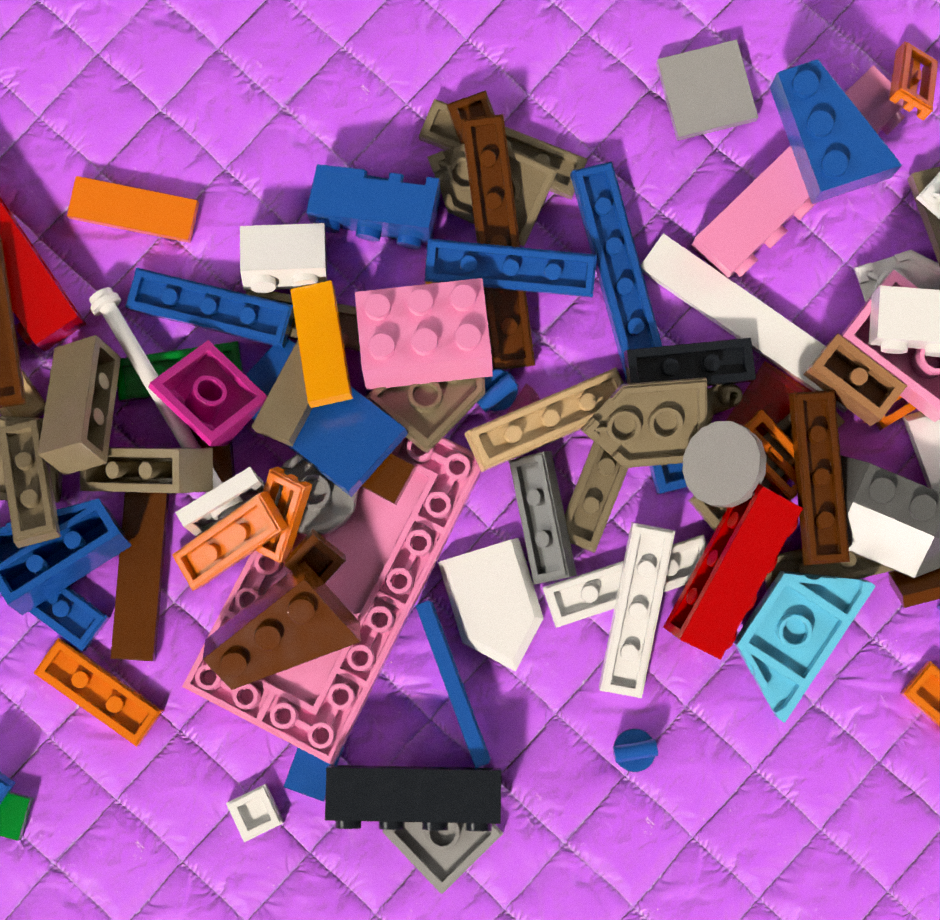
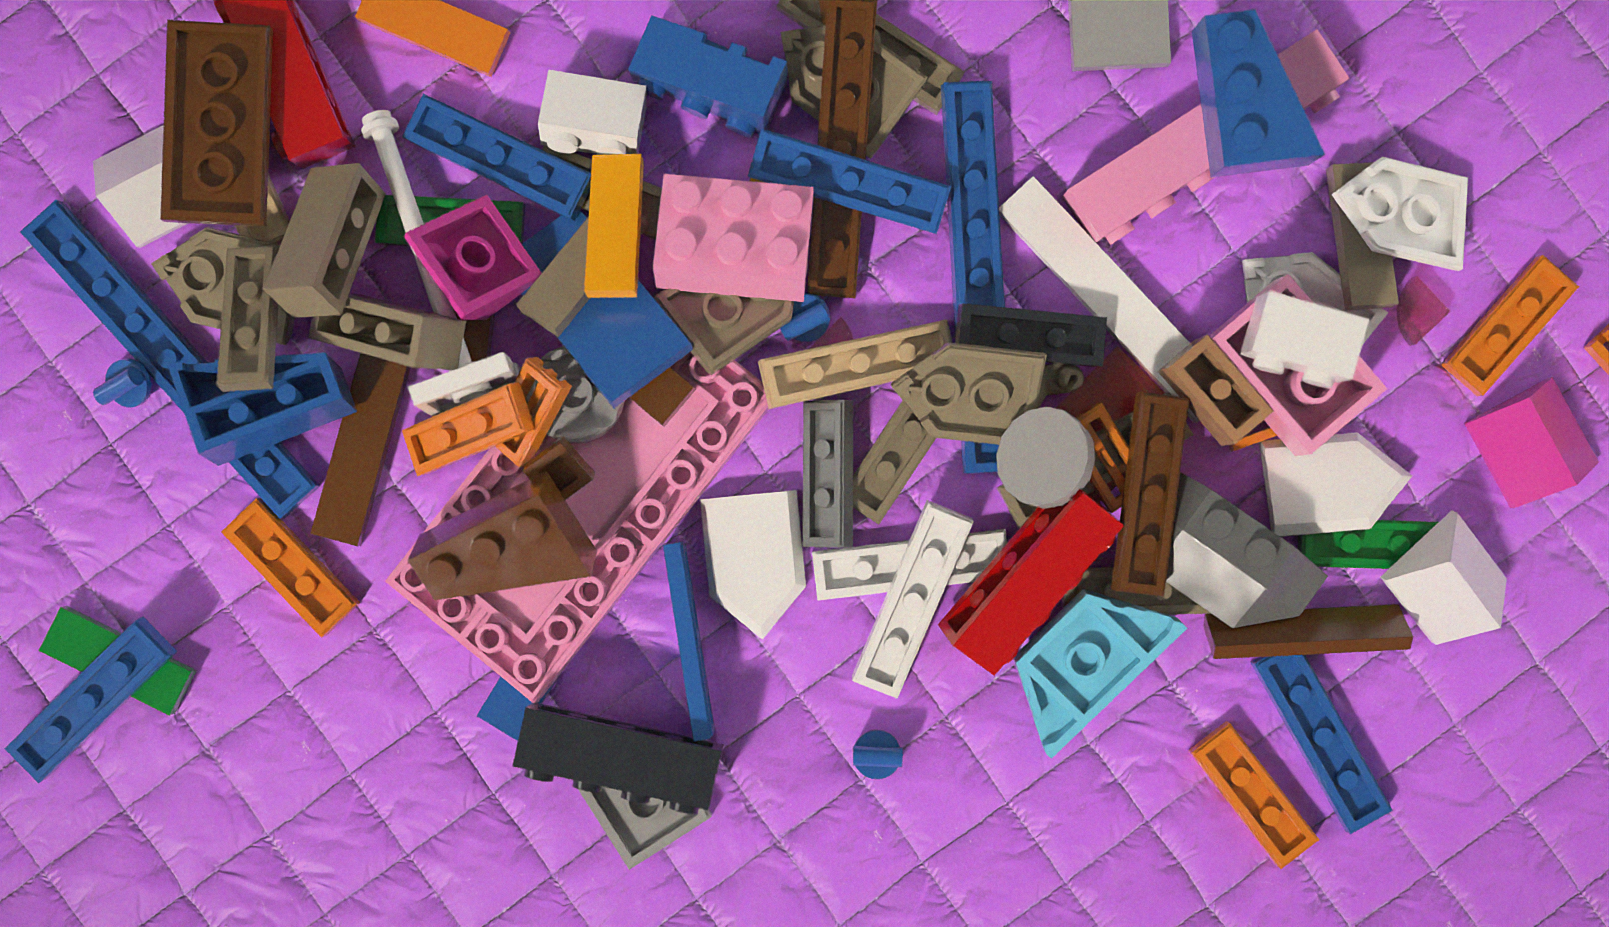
camera: 10 degrees right, 5 degrees up
(255, 812) = (440, 737): white tile -> none
(906, 78) = (1353, 49): orange tile -> none

